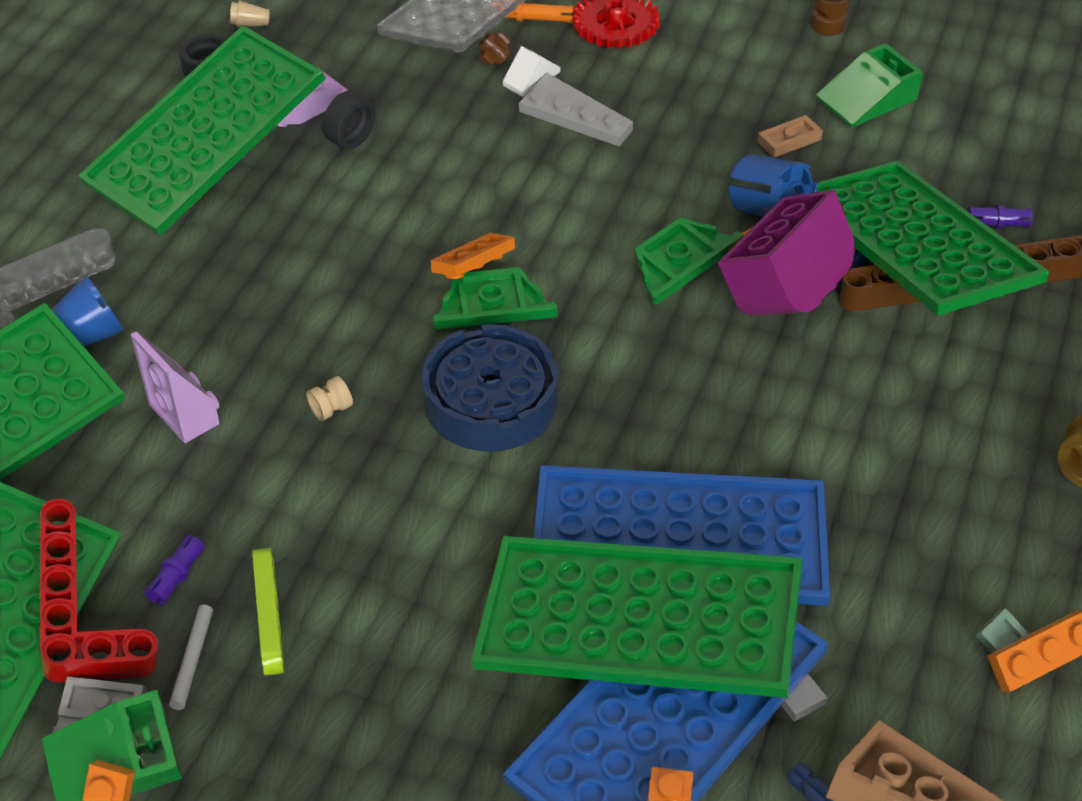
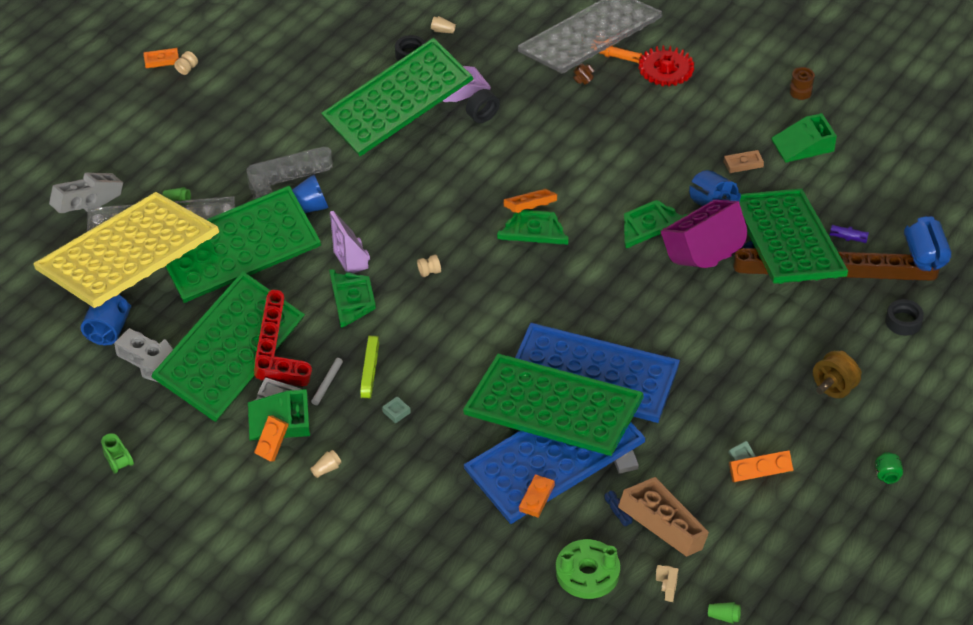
camera: 15 degrees right, 0 degrees up
(174, 570) = (328, 338): dark purple pin -> none
(202, 481) = (352, 296): none -> green wing
(340, 686) = (396, 409): none -> sand green plate
(497, 412) = (517, 290): dark blue brick -> none
(527, 71) = (601, 92): white slope -> none
(574, 110) = (619, 121): light grey wing -> none

